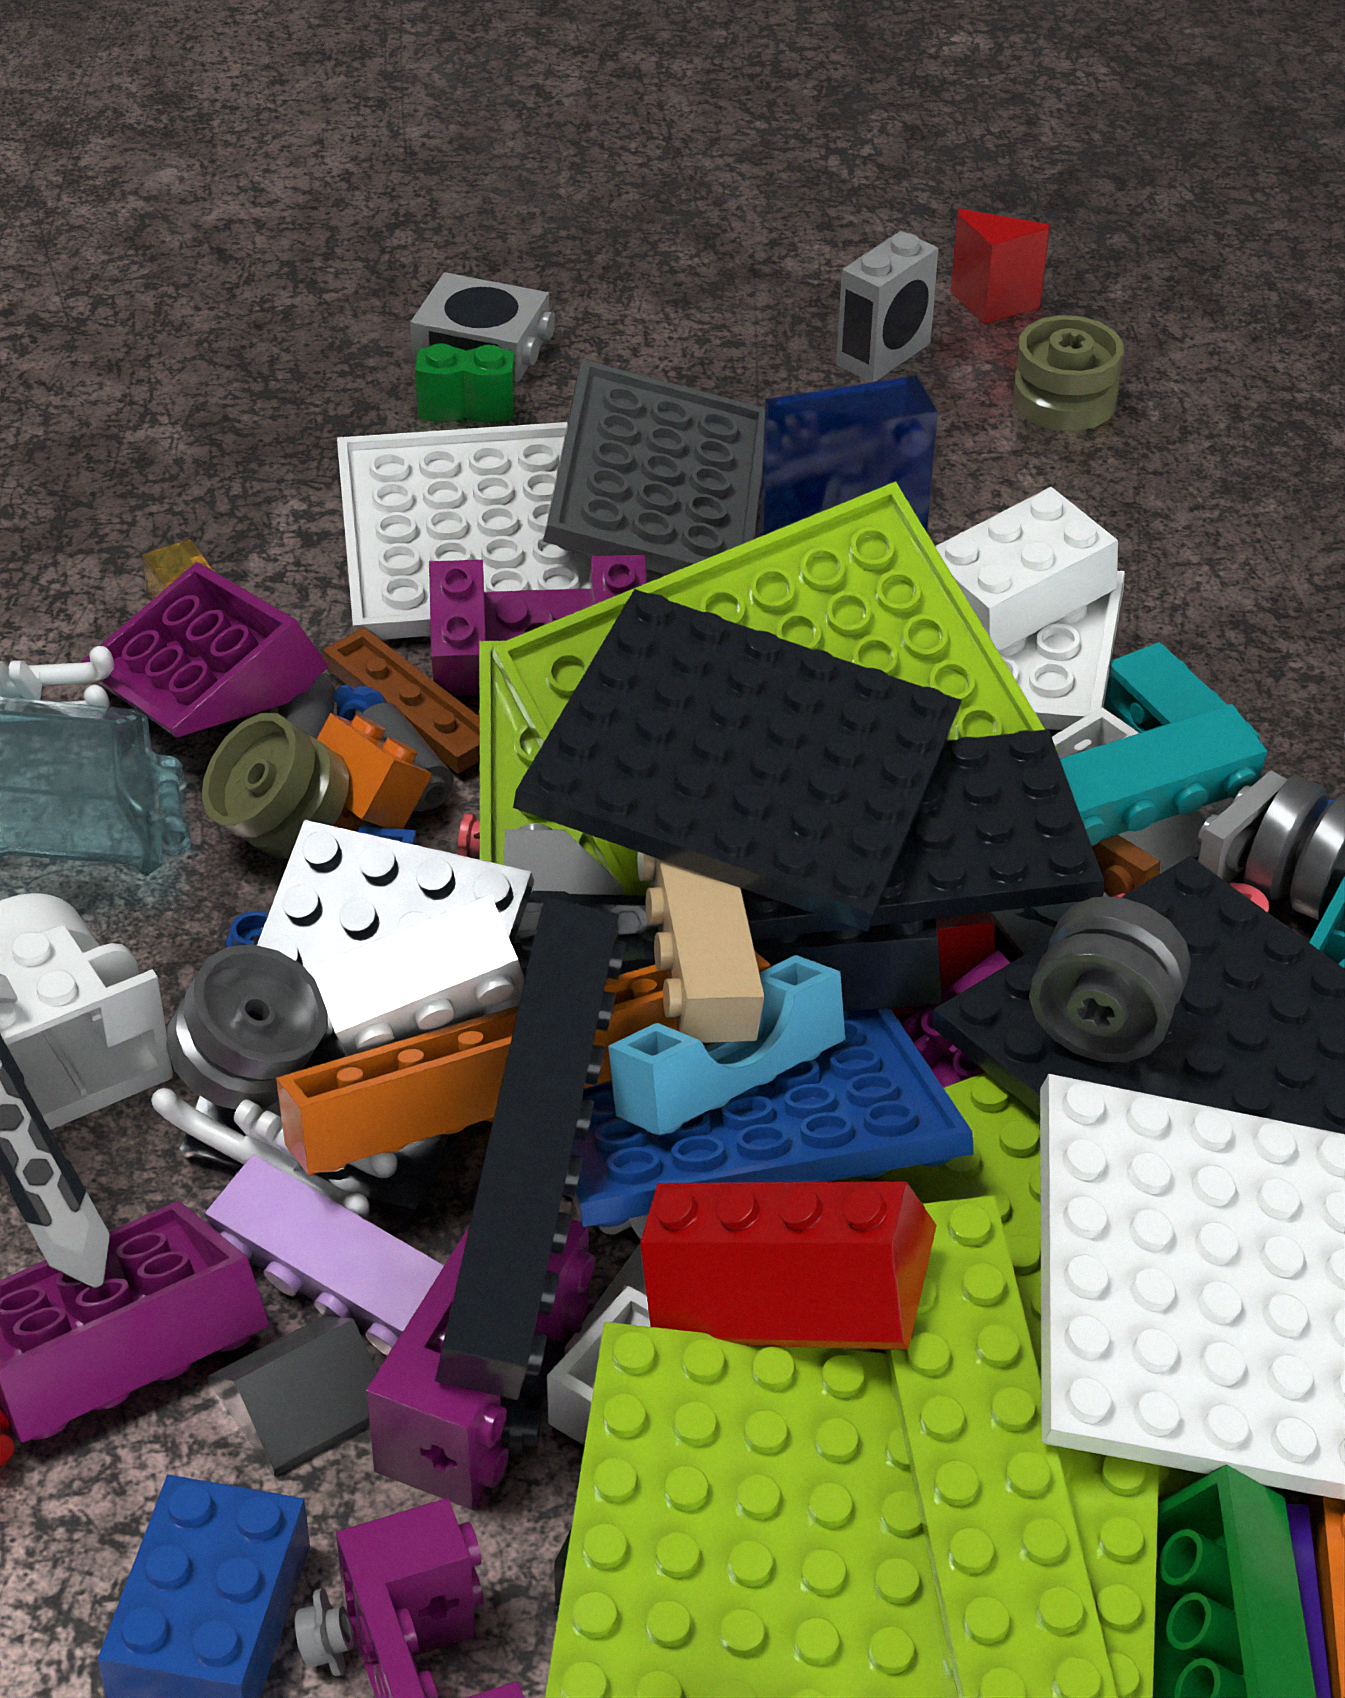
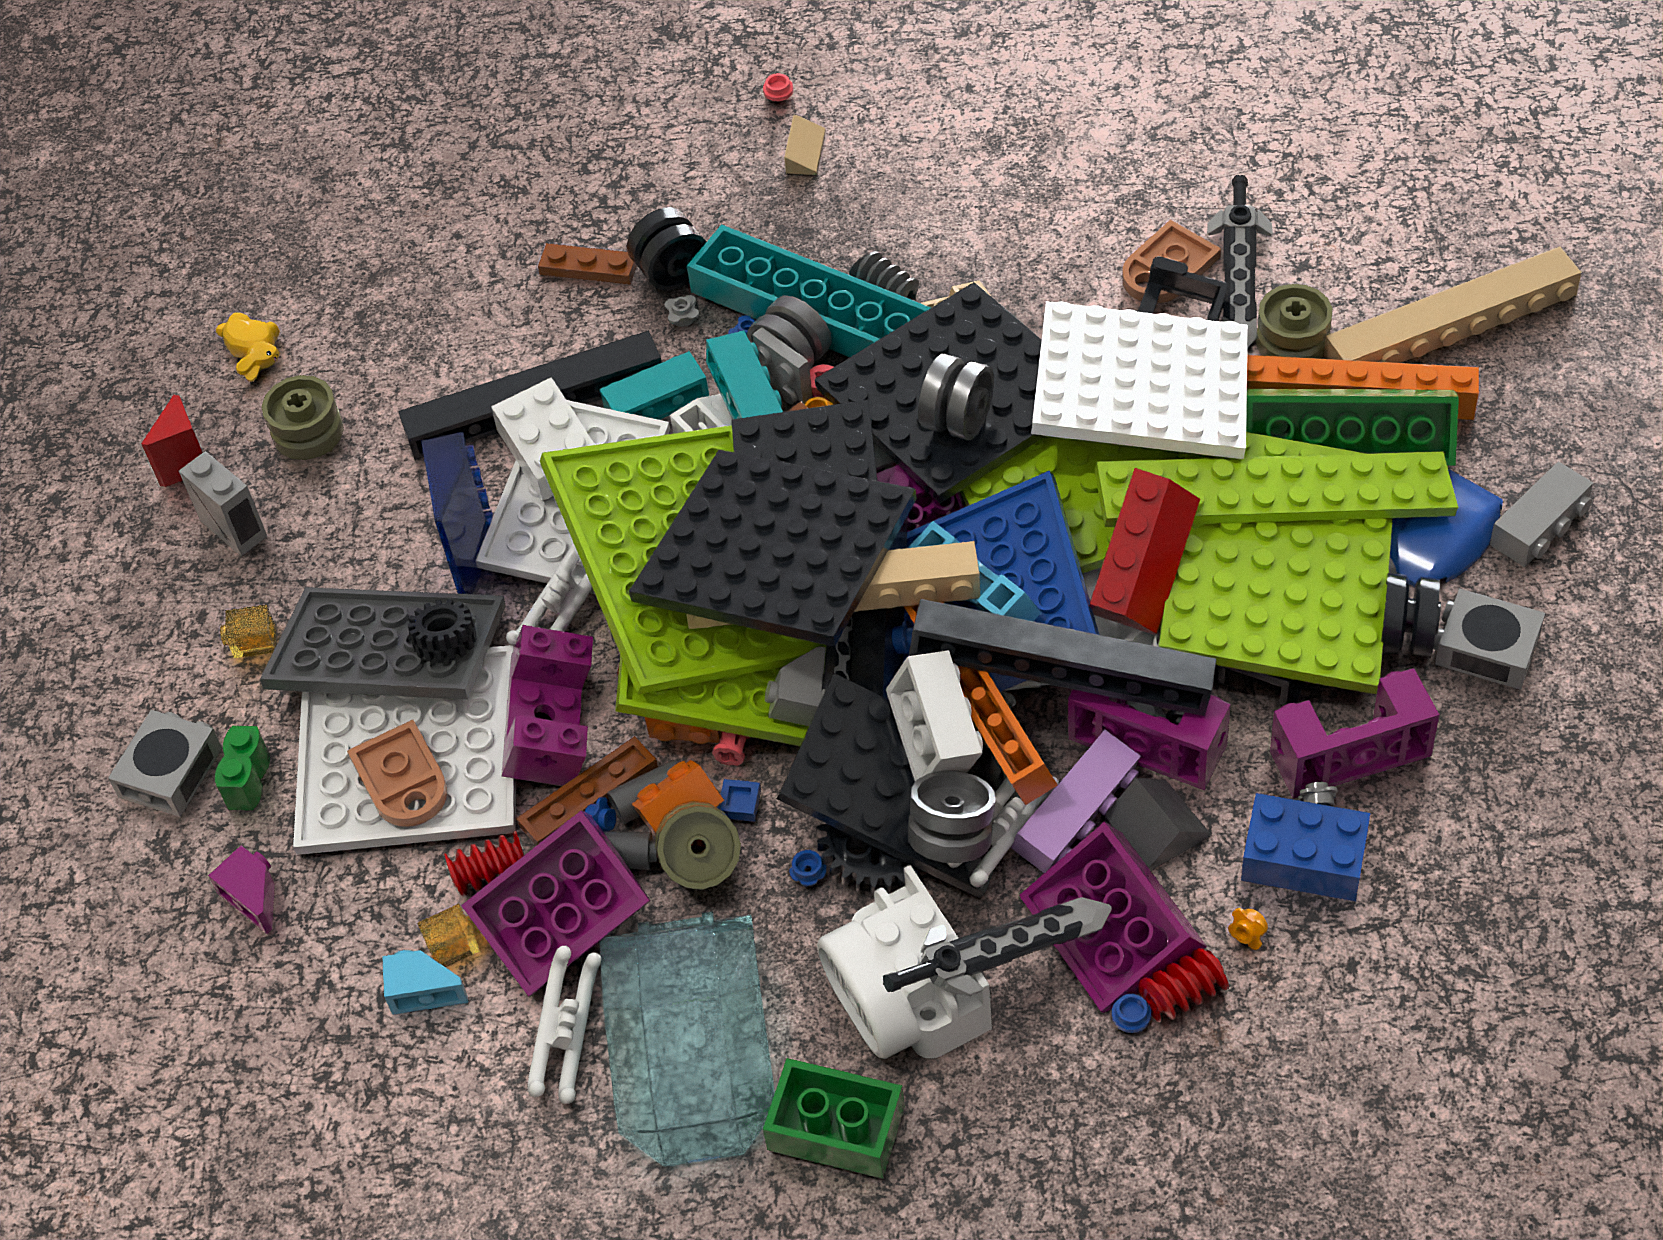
camera: 80 degrees left, 10 degrees up
(54, 1510) = (1248, 927): none -> light orange plate
(114, 562) = (419, 983): none -> medium azure slope
(279, 411) = (247, 886): none -> magenta slope
(285, 582) = (483, 864): none -> red piece
(437, 511) = (399, 770): none -> nougat tile
(654, 500) = (442, 630): none -> black tyre
(693, 363) = (249, 631): none -> clear yellow brick
(1168, 599) = (576, 376): none -> black brick
(1209, 324) = (250, 341): none -> yellow animal

